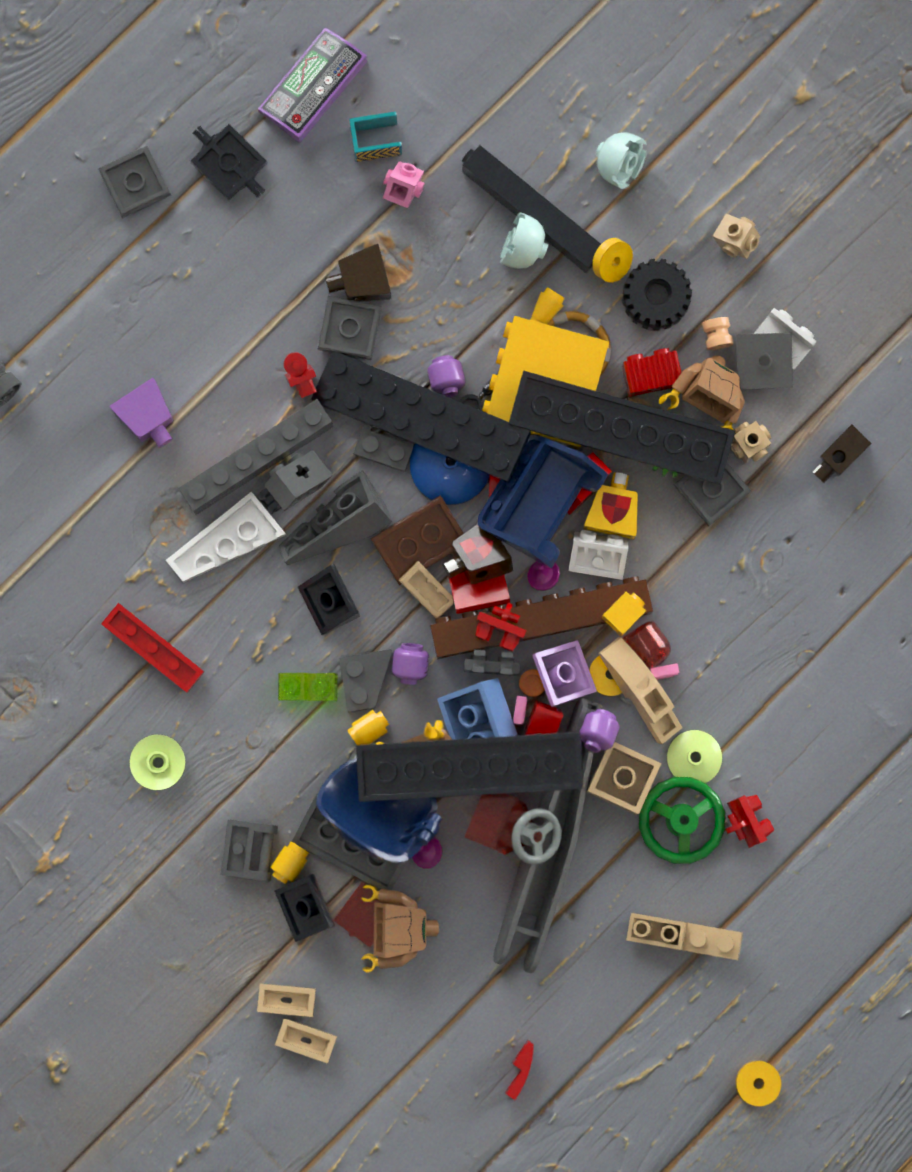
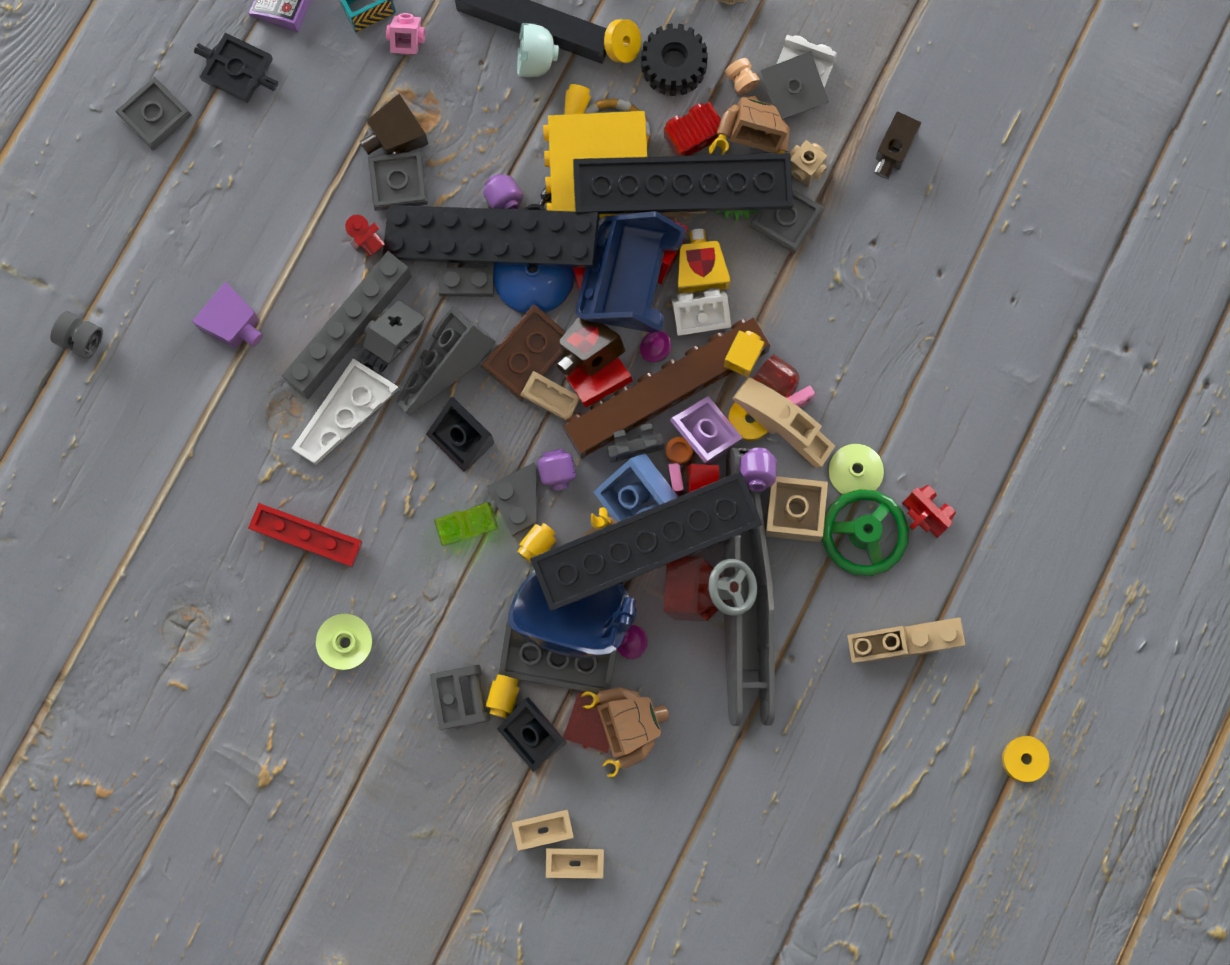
camera: 10 degrees left, 5 degrees down
(488, 623) = (619, 404): red hips -> none
(523, 1062) = (793, 814): red slope -> none

